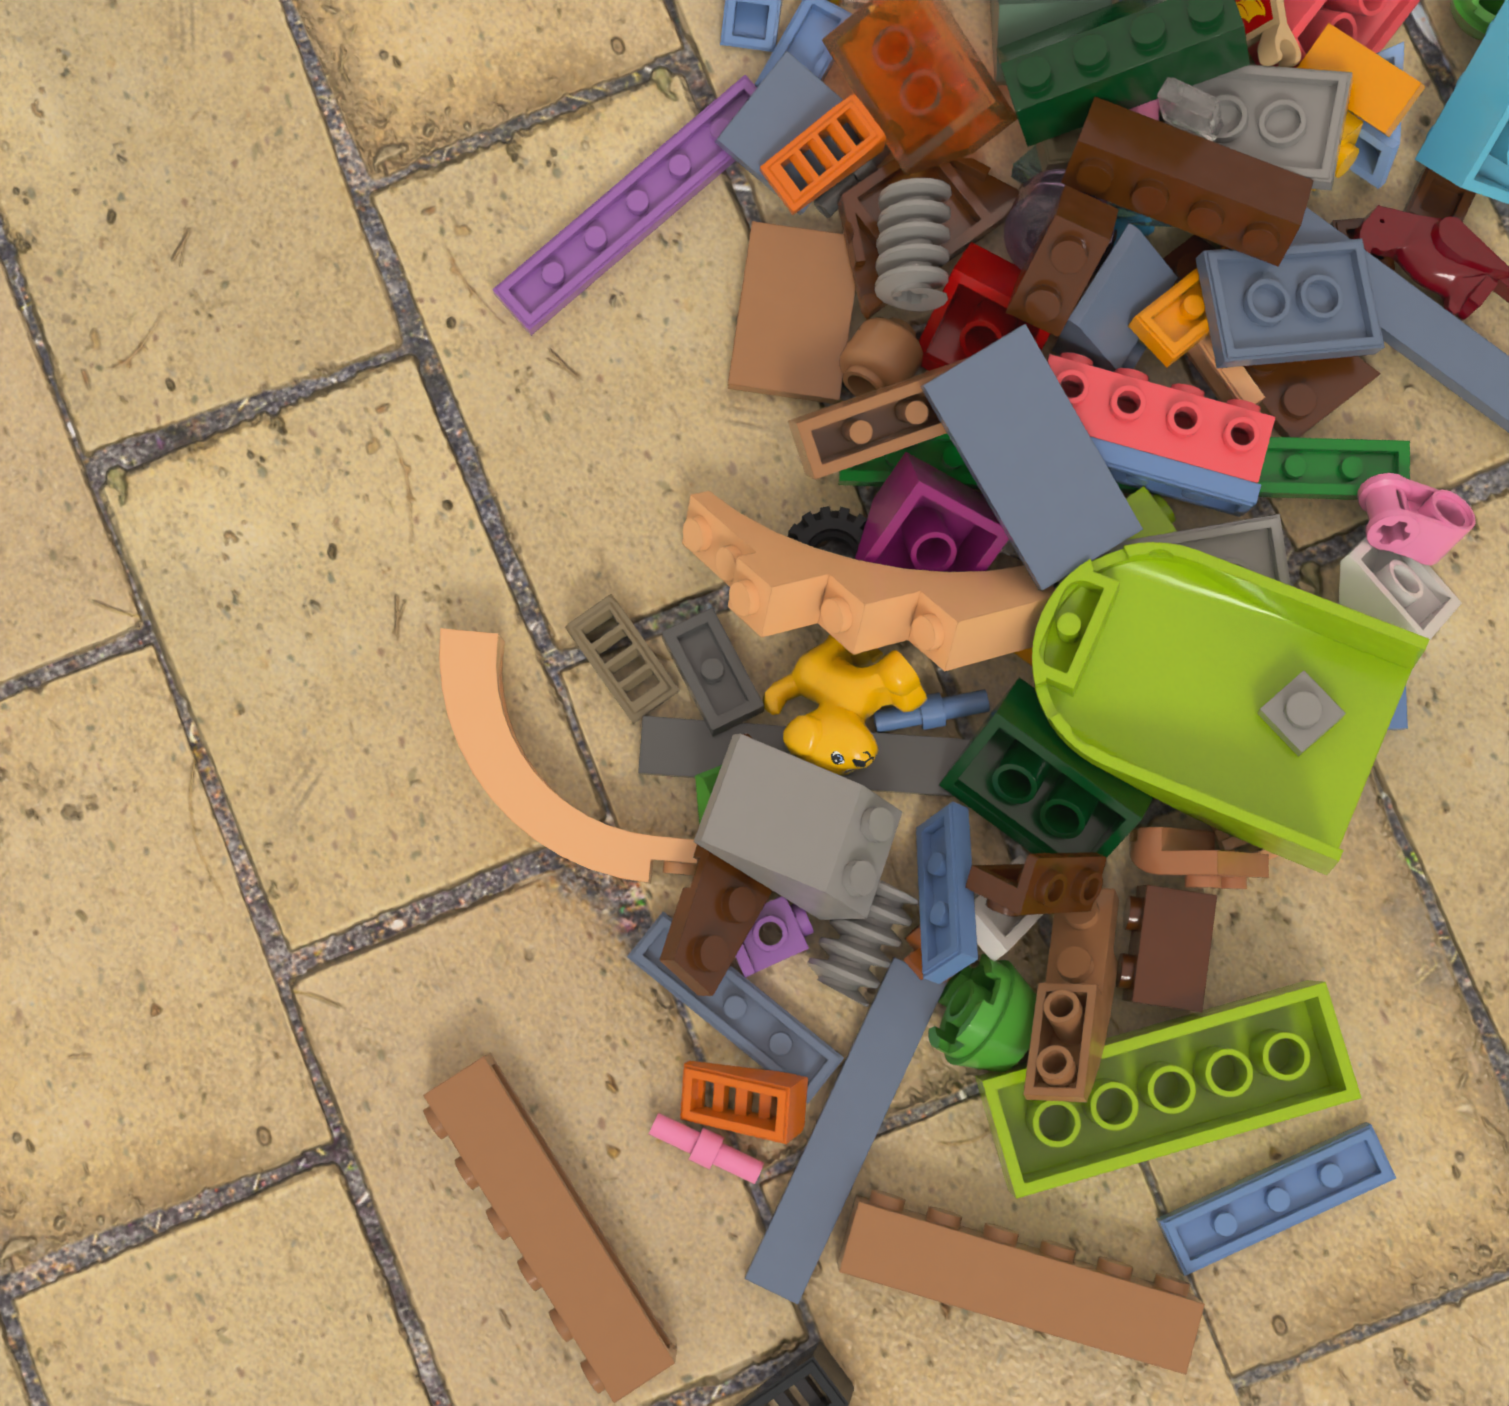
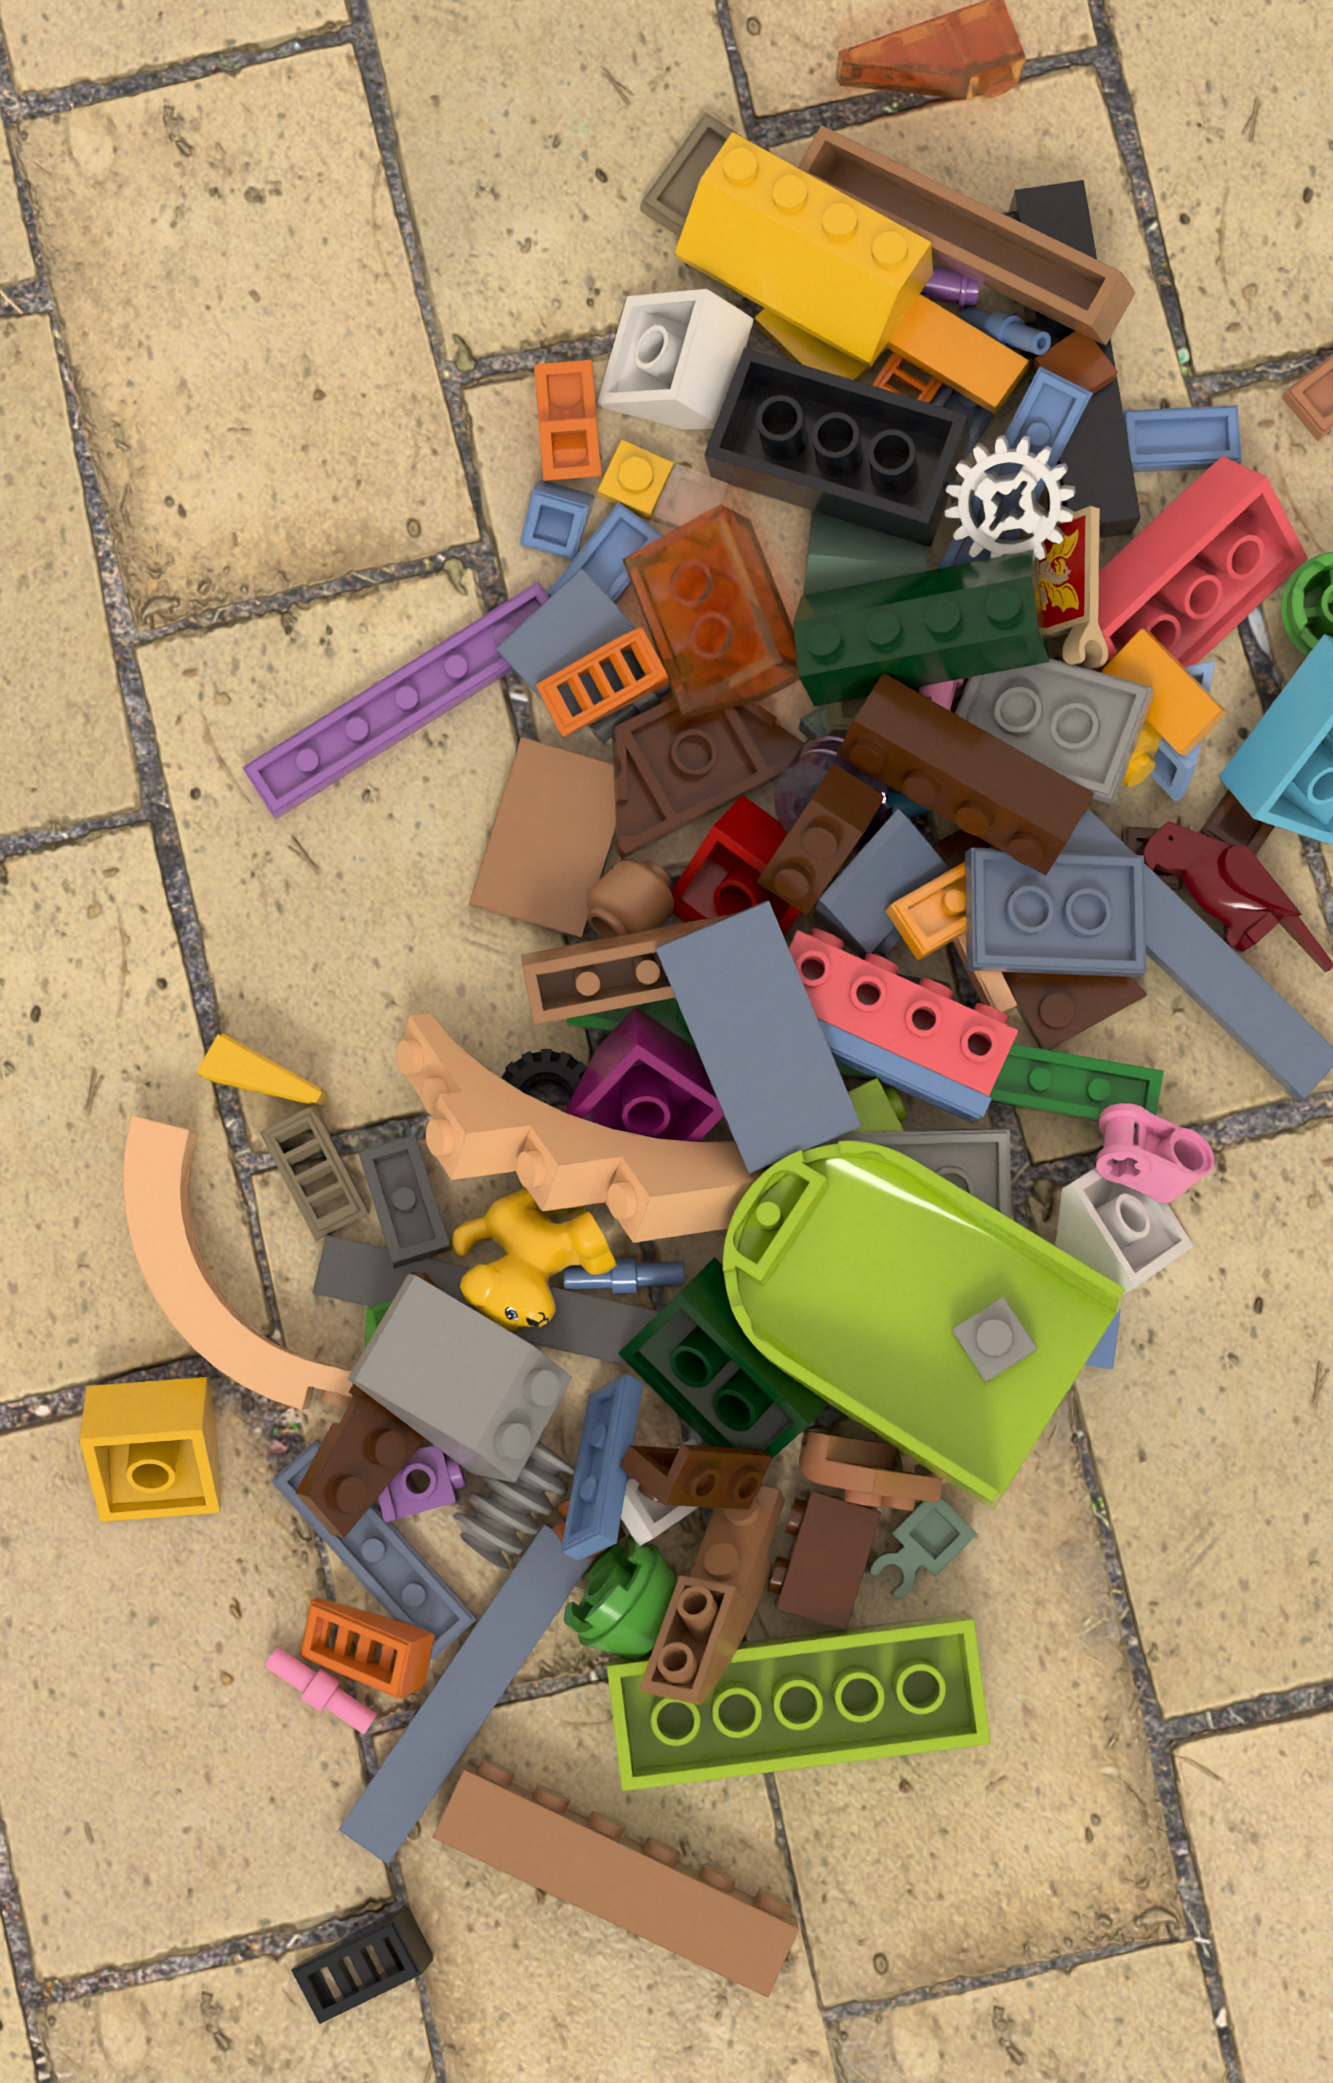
camera: 10 degrees right, 0 degrees up
(508, 943) = (151, 1449): none -> yellow slope
(541, 570) = (245, 1069): none -> yellow slope
(551, 1229) = (148, 1746): medium nougat brick -> none
(910, 244) = (672, 793): light grey piece -> none
(1190, 108) = (981, 699): clear tile -> none
(1260, 915) = (928, 1538): none -> sand green plate
(1276, 1198) = (897, 1833): medium blue tile -> none

